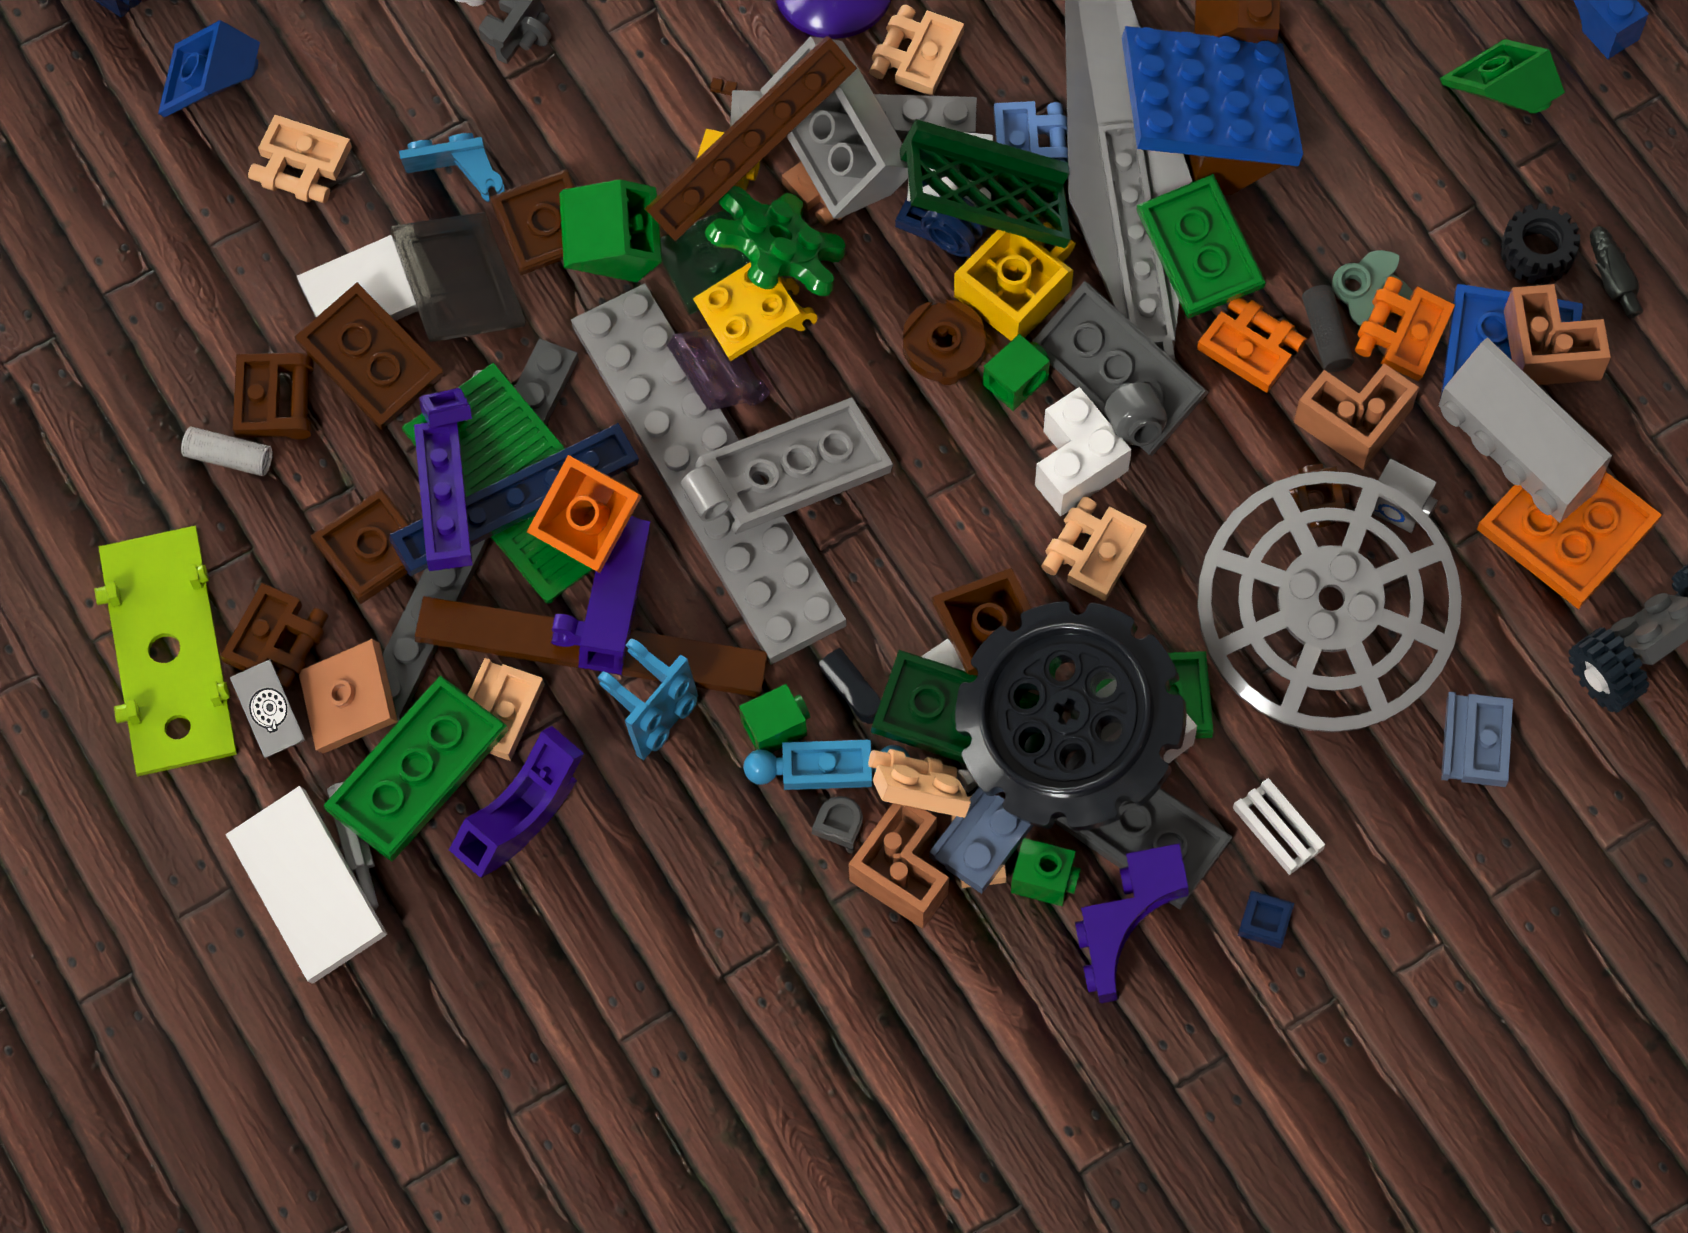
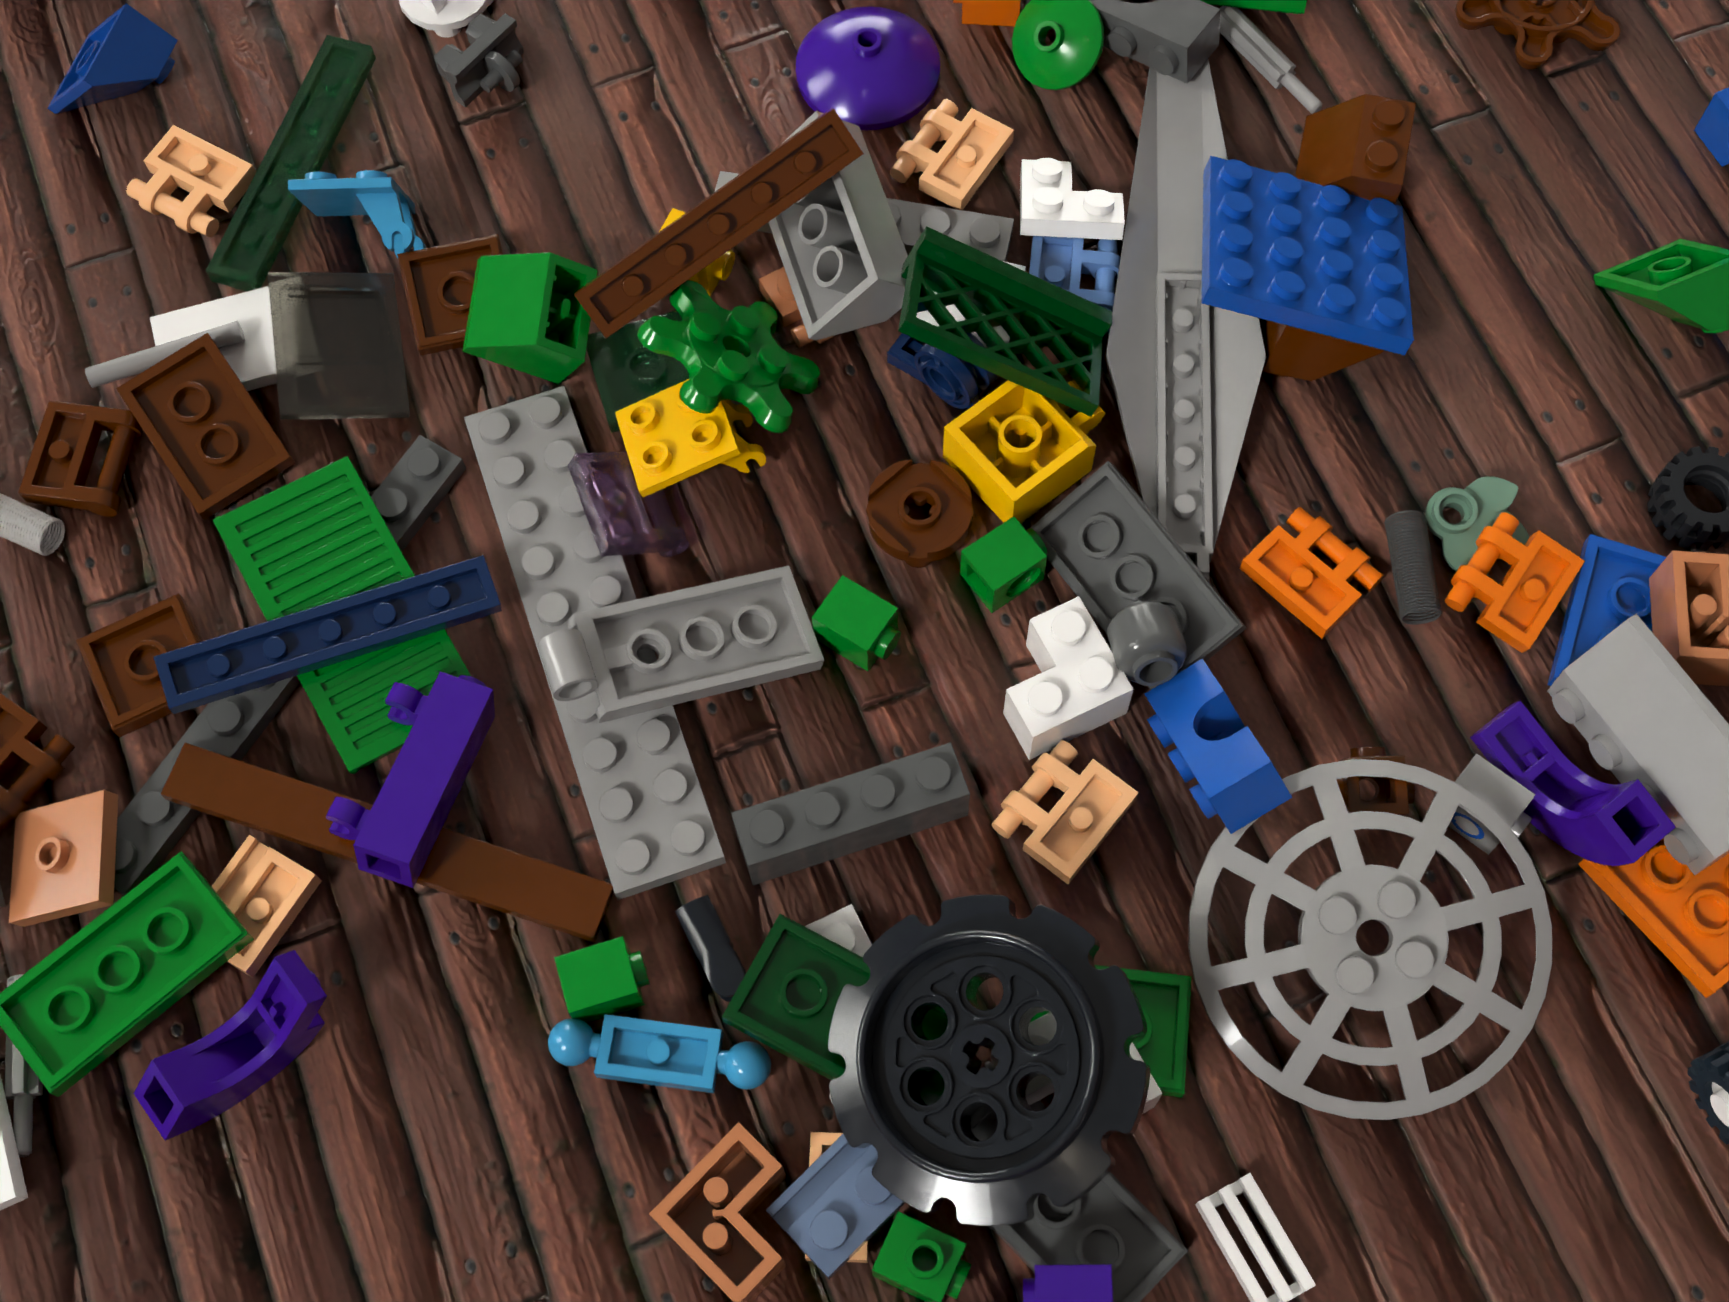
camera: 10 degrees right, 0 degrees up
(315, 305) = (143, 360): none -> light grey bar
(379, 132) = (297, 149): none -> clear green plate
(443, 496) = (228, 618): dark purple plate -> none
(445, 407) = (265, 503): dark purple tile -> none
(584, 513) = (401, 666): orange slope -> none
(672, 700) = (442, 955): dark azure plate -> none
(718, 86) = (708, 166): reddish brown piece -> none
(839, 821) = (661, 1135): dark grey tile -> none
(908, 584) = (851, 813): none -> dark grey brick
(913, 433) = (856, 624): none -> green brick
(918, 783) = (776, 1126): light nougat plate -> none
(978, 609) = (897, 879): reddish brown slope -> none
(1009, 86) = (1055, 210): none -> white plate
(1197, 482) = (1214, 748): none -> blue arch
(1200, 246) = (1264, 439): green tile -> none
(1354, 421) = (1435, 696): nougat brick -> none
(1462, 487) = (1570, 807): none -> dark purple arch
(1477, 739) = (1547, 1165): sand blue plate -> none

